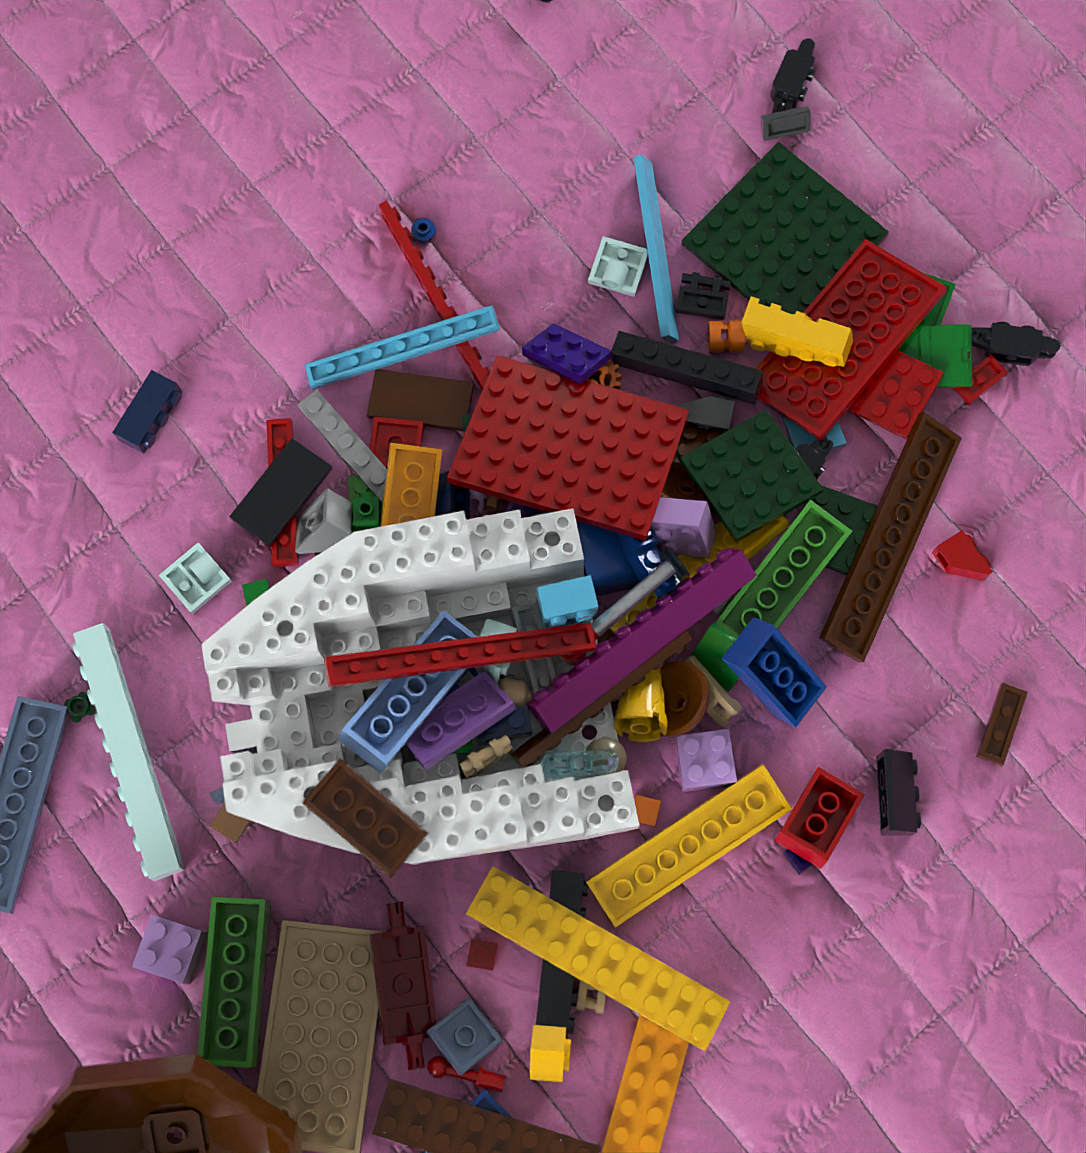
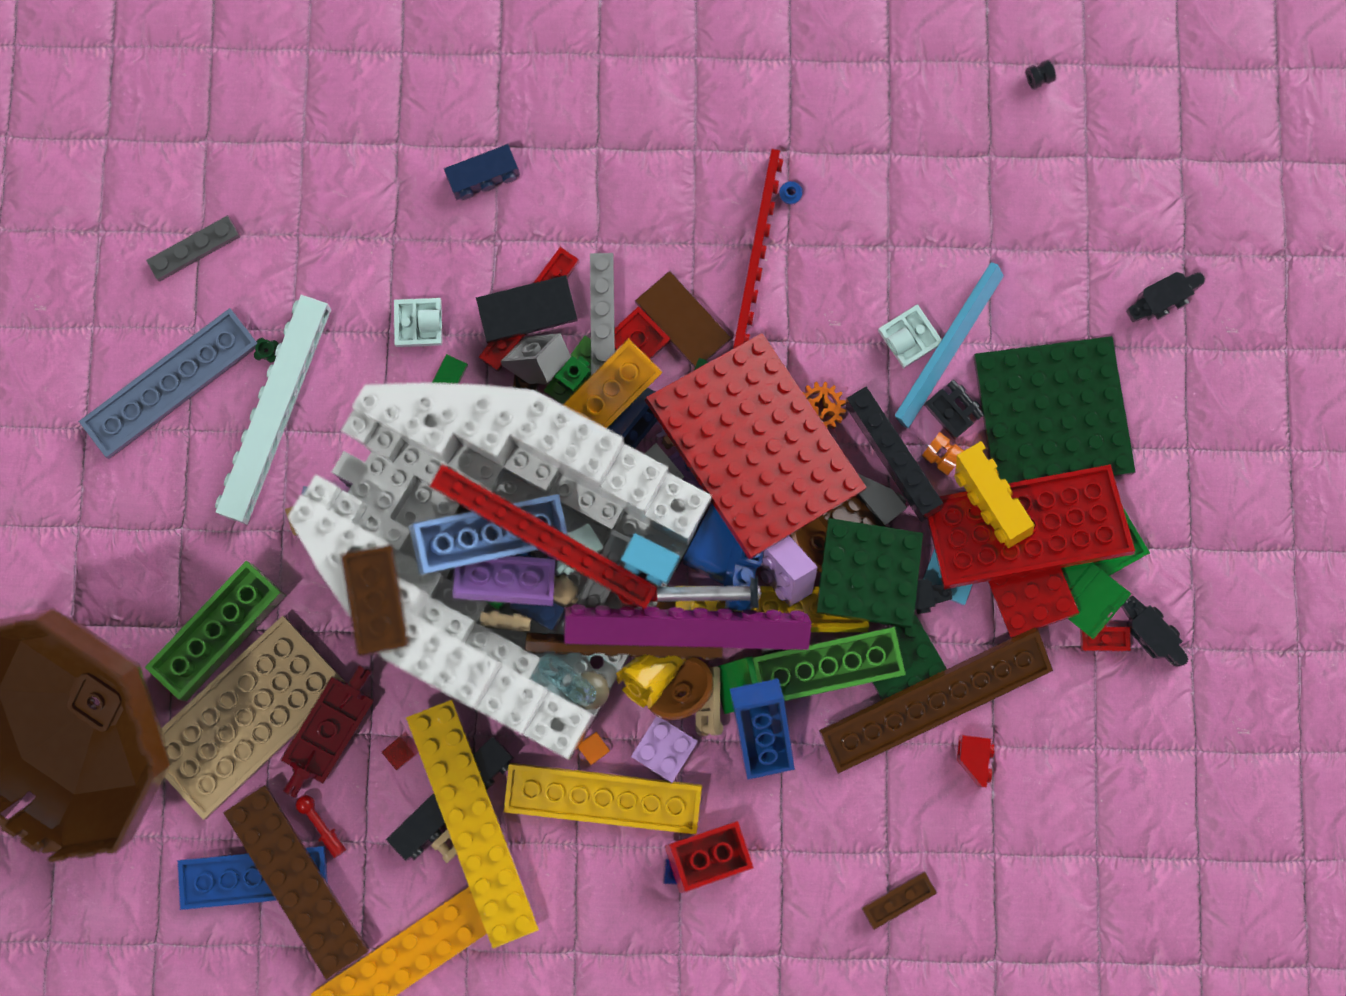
camera: 35 degrees right, 5 degrees up
(170, 949) = (191, 572): lavender brick -> none
(402, 347) = (701, 271): medium azure tile -> none
(464, 1036) = (339, 799): sand blue plate -> none
(549, 1053) = (384, 860): yellow brick -> none
(567, 353) = (814, 372): dark purple plate -> none
(785, 123) = (1129, 326): dark grey tile -> none
(897, 793) = (780, 887): black slope -> none

